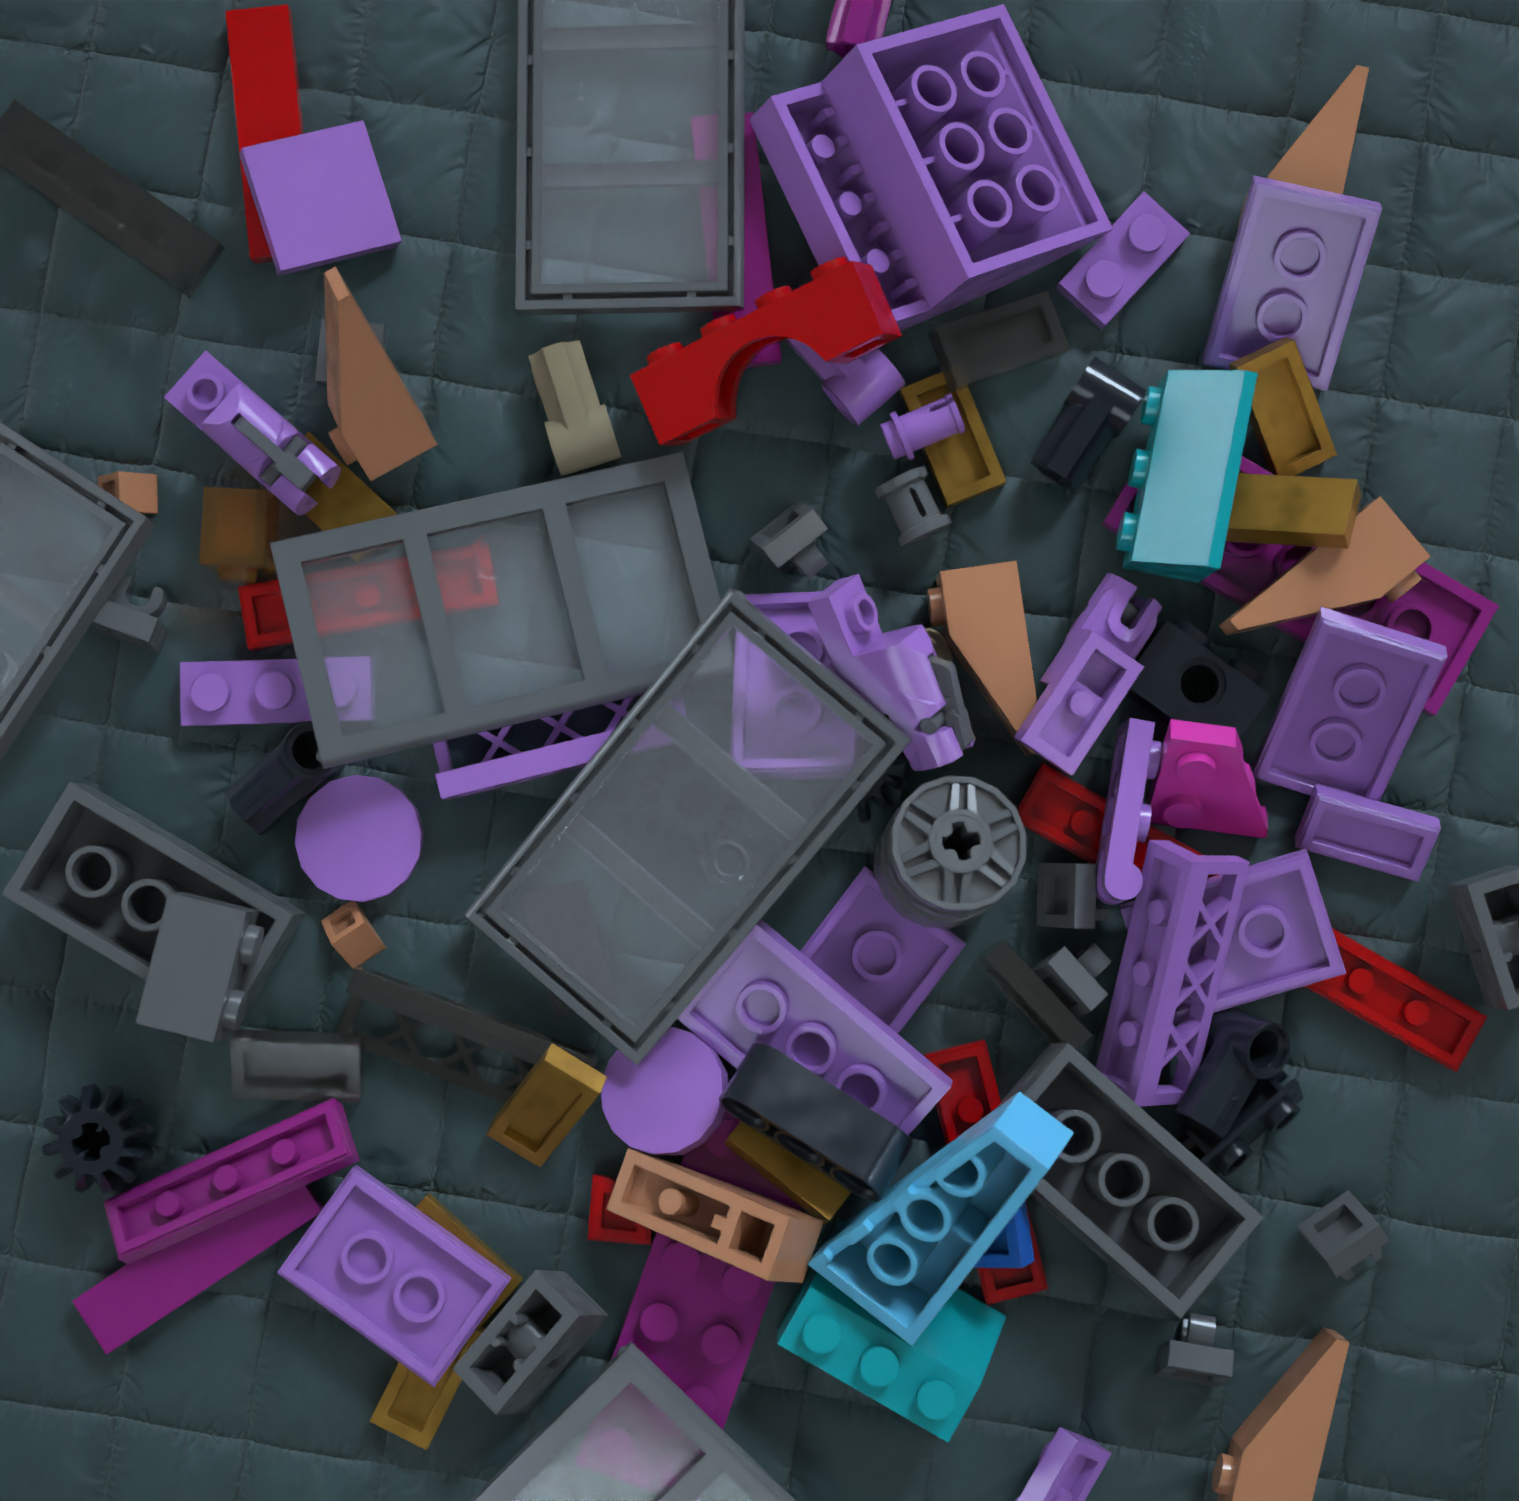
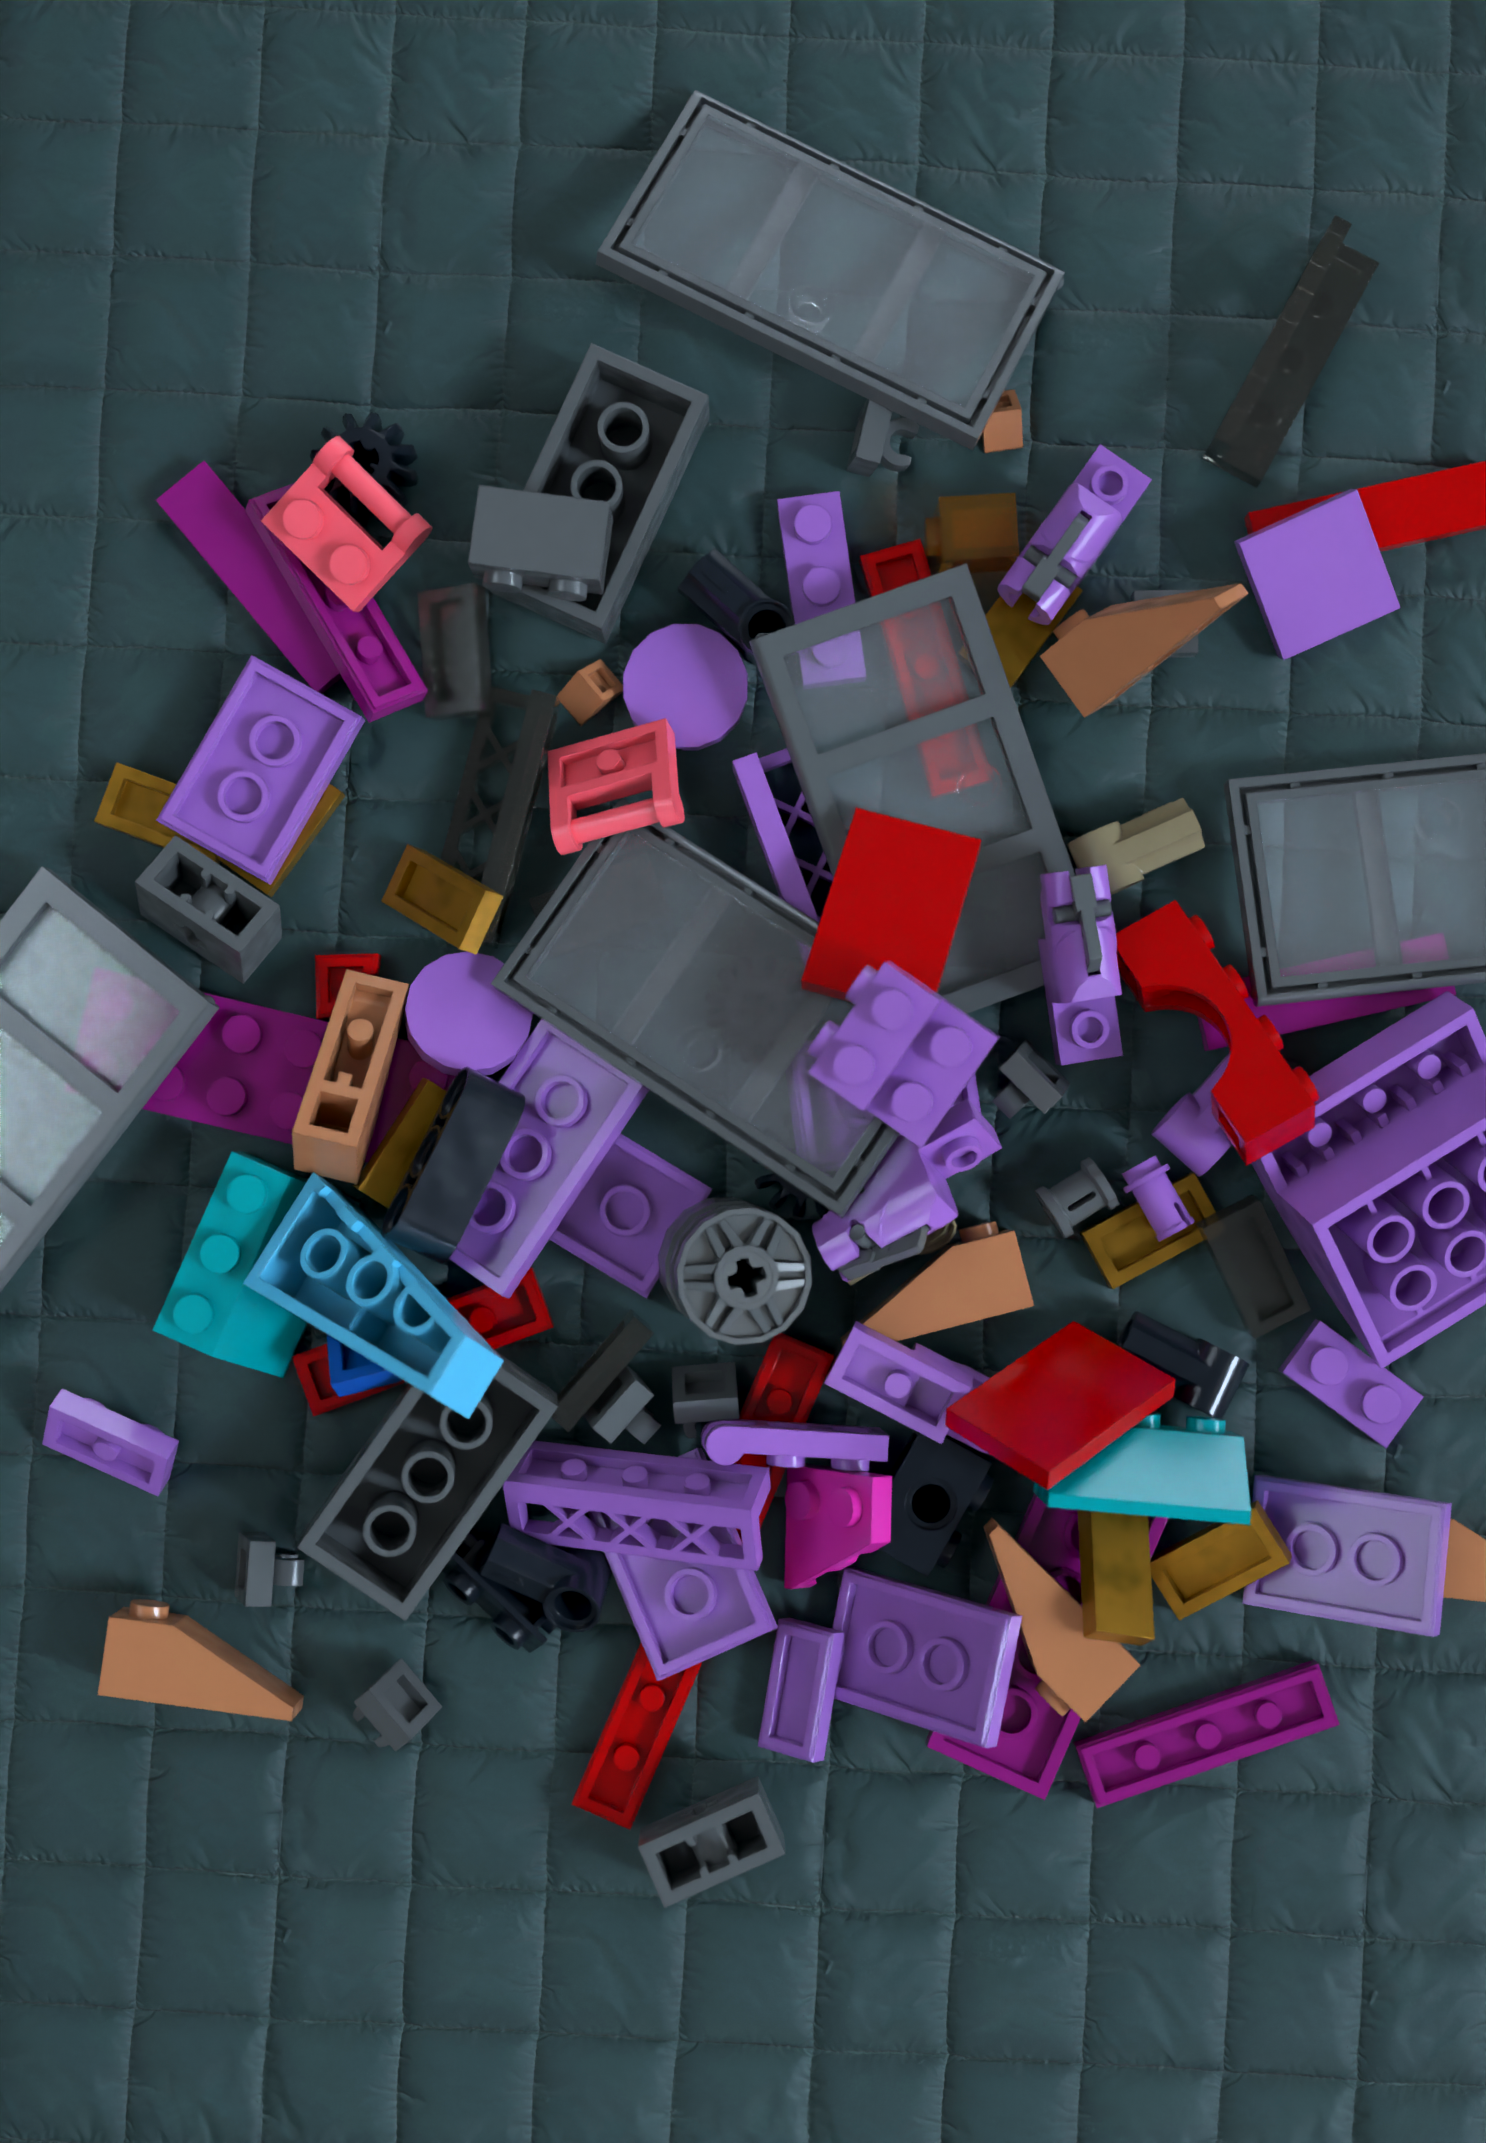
camera: 85 degrees right, 0 degrees up
(168, 1179) = (332, 540): none -> coral plate
(435, 920) = (610, 770): none -> coral plate
(615, 657) = (891, 901): none -> red tile
(684, 476) = (1080, 965): none -> medium lavender plate
(755, 662) = (900, 1051): none -> medium lavender plate
(1117, 545) = (1060, 1404): none -> red tile
(1449, 441) = (1206, 1733): none -> magenta tile

